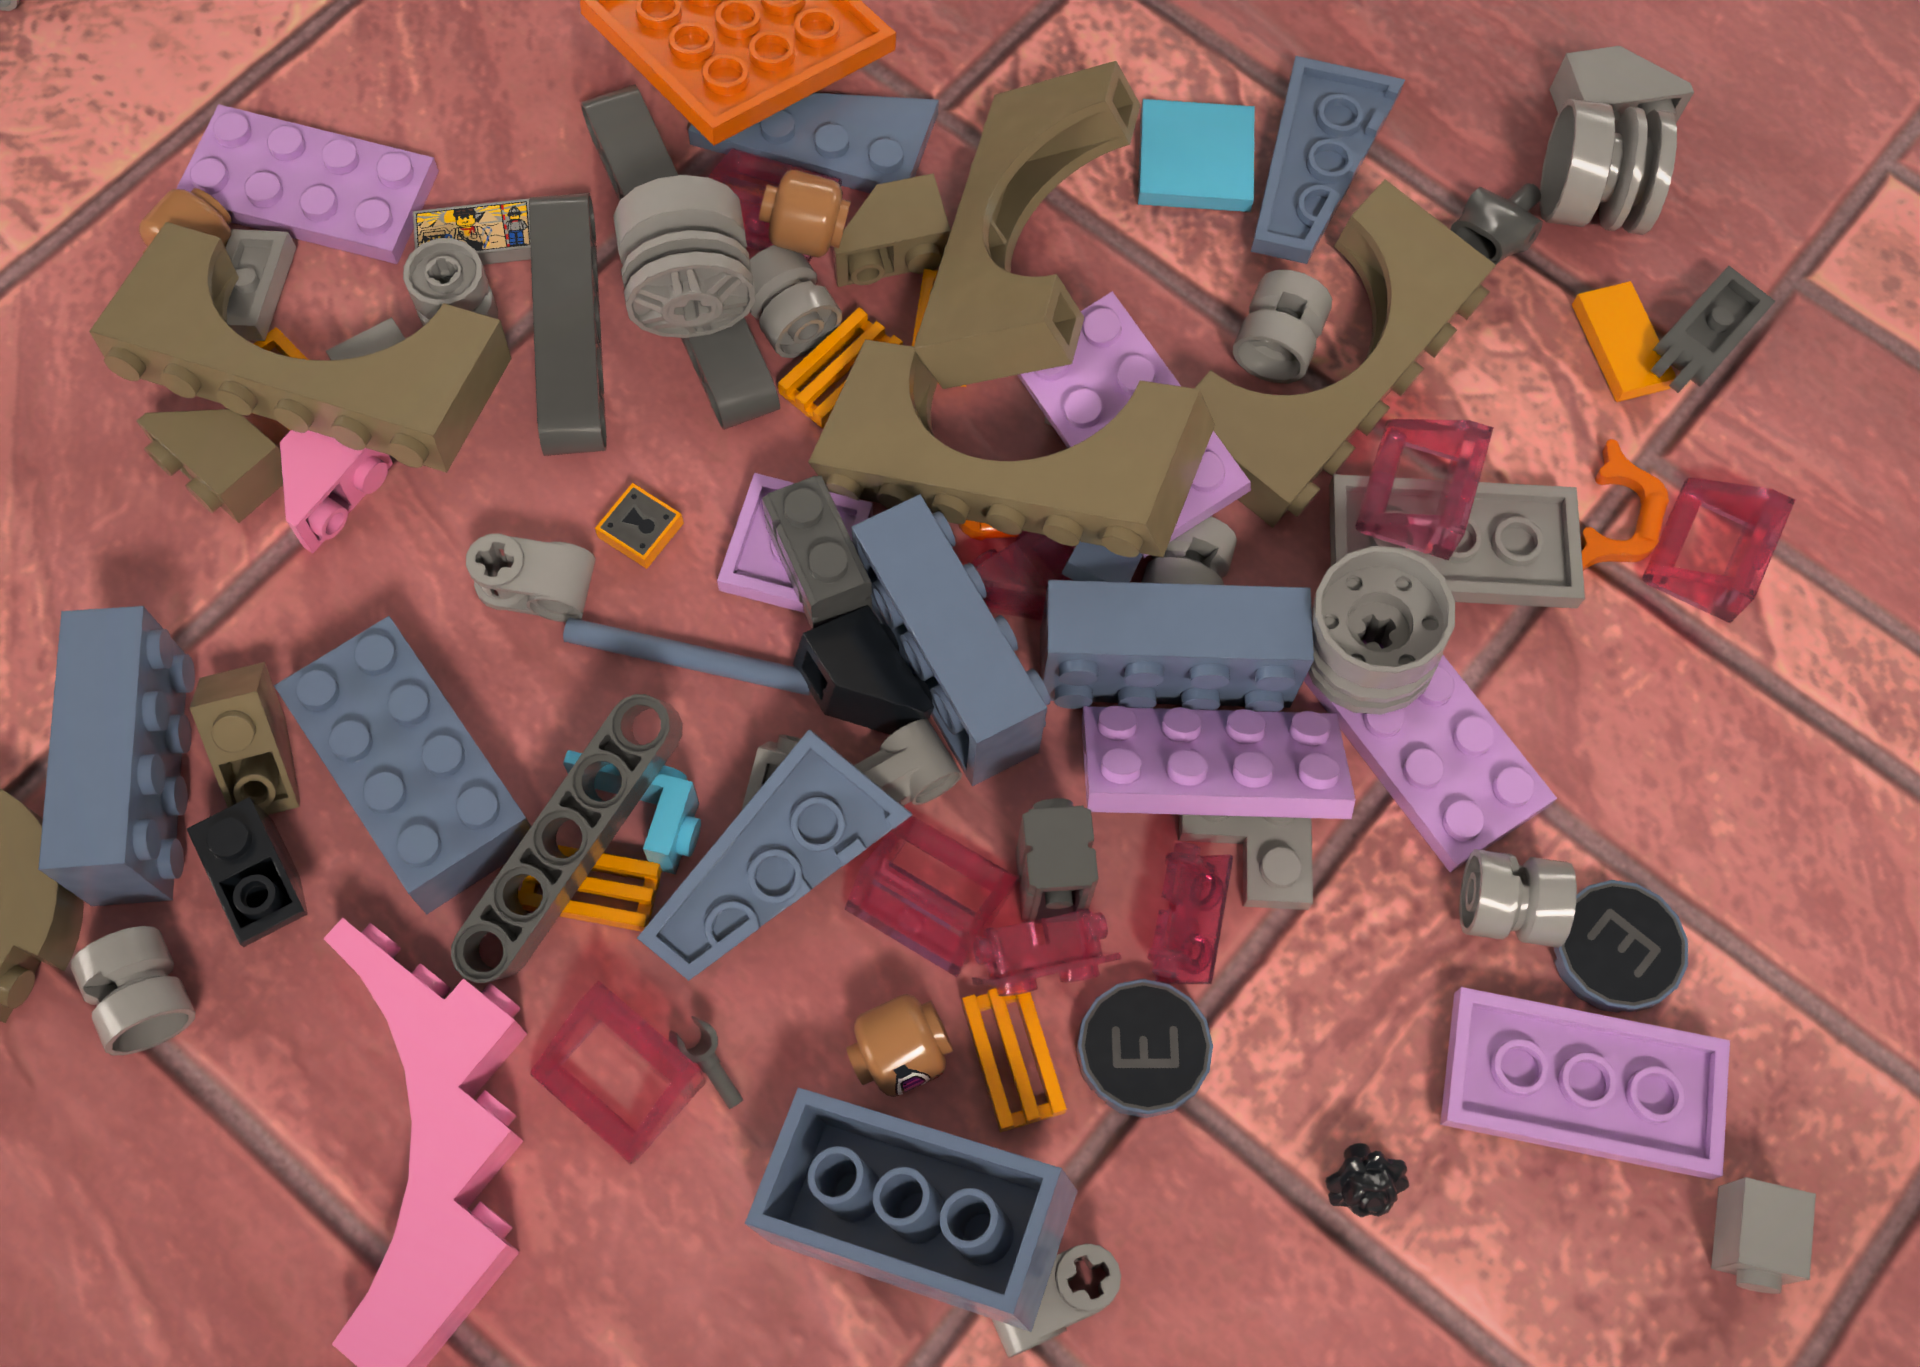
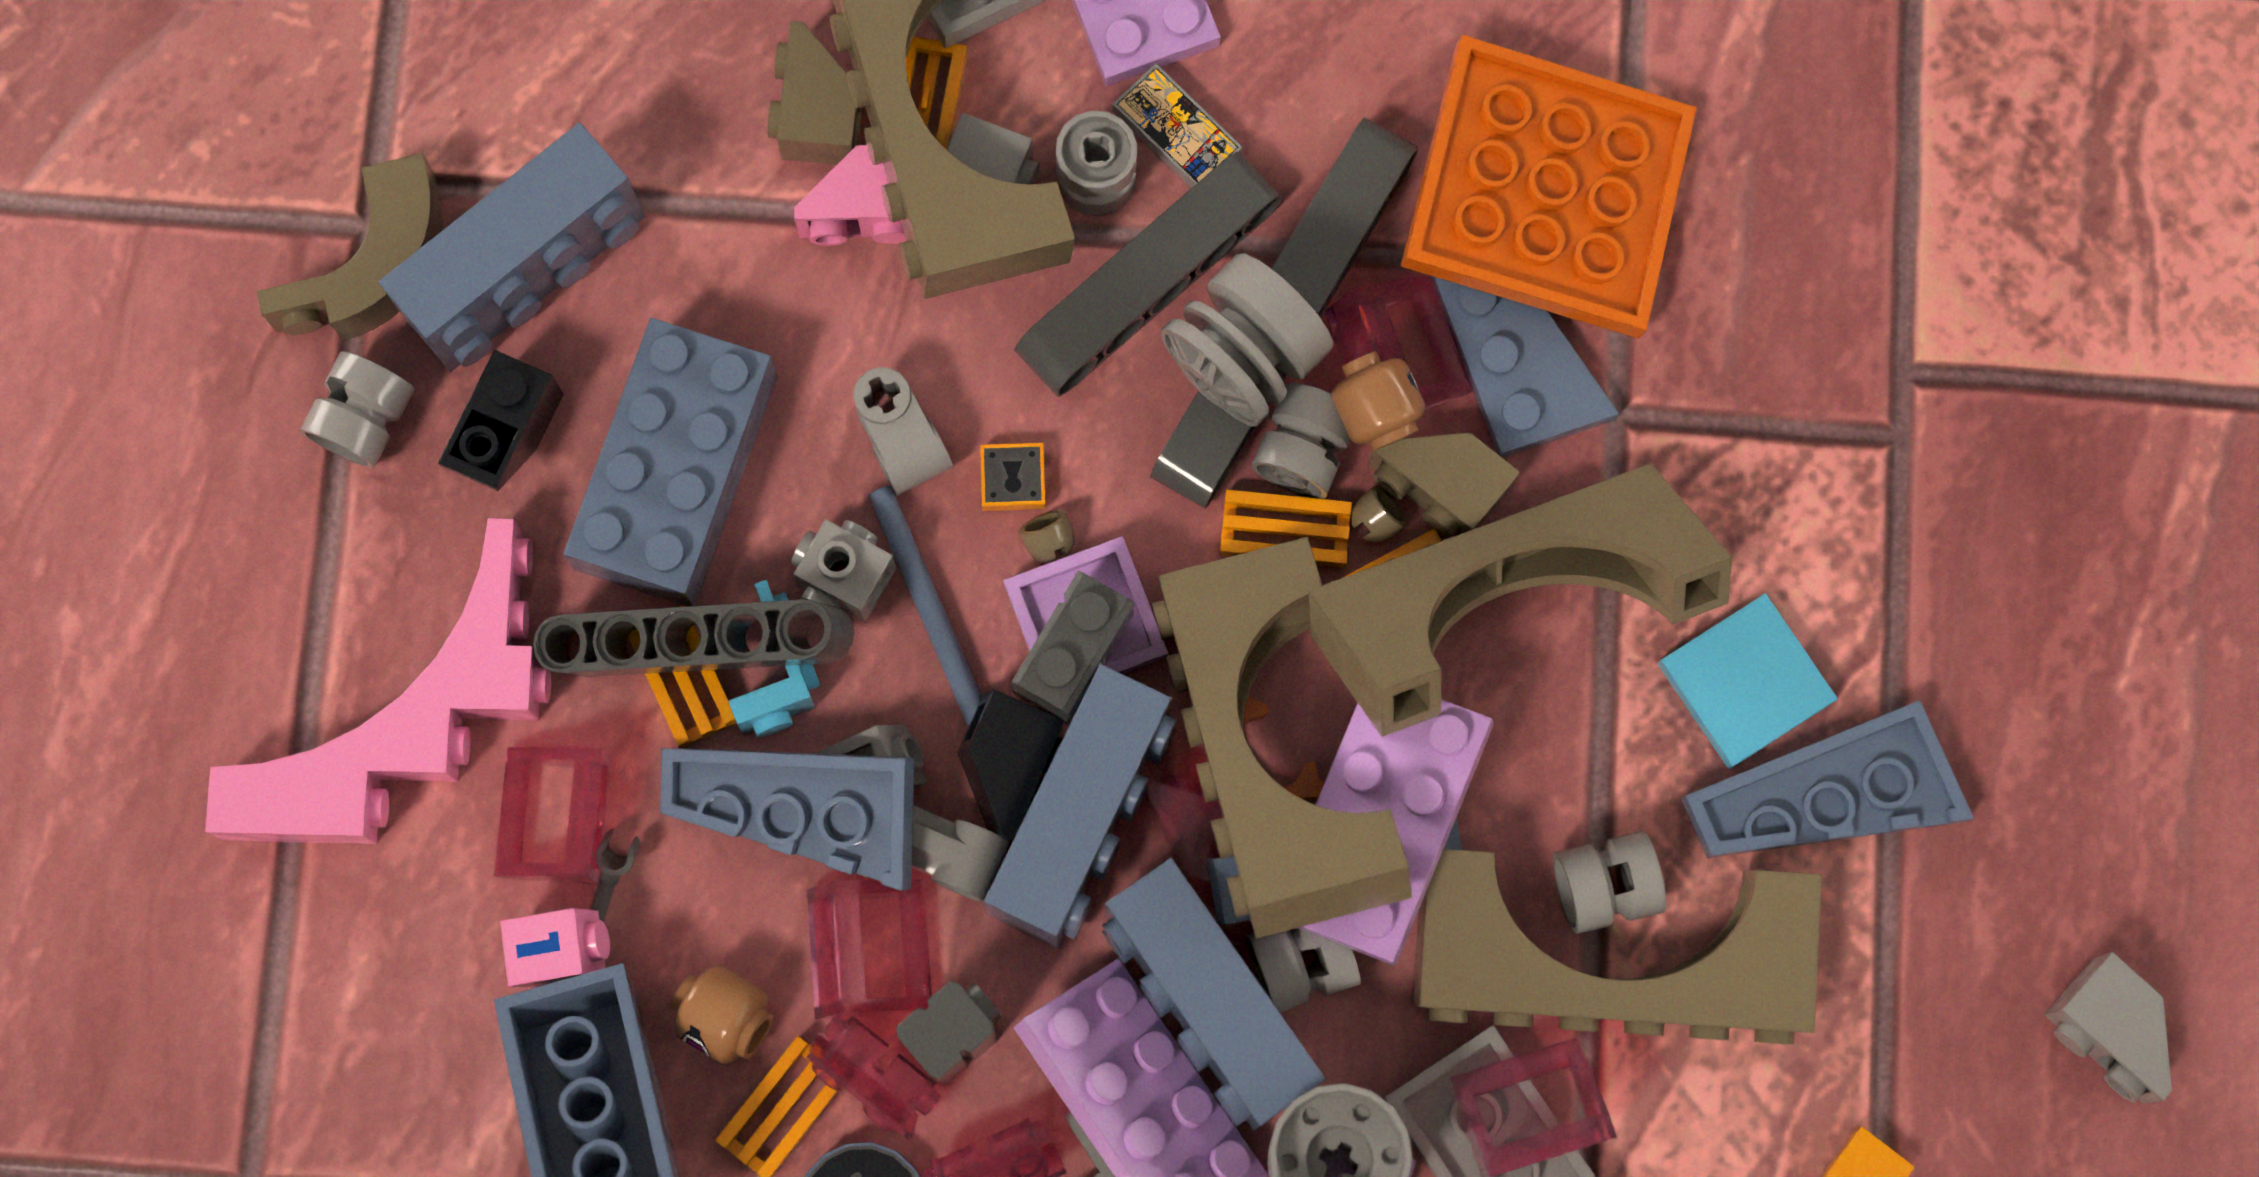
camera: 55 degrees right, 10 degrees up
(246, 738) = (603, 325): dark tan slope -> none
(599, 680) = (855, 587): none -> light grey brick
(708, 530) = (1047, 534): none -> dark tan hinge
(734, 1146) = (553, 946): none -> bright pink brick
(883, 295) = (1379, 515): none -> dark tan hinge
(1498, 224) = (1881, 1005): dark grey piece -> none
(1608, 166) = (2007, 1070): light grey wheel -> none

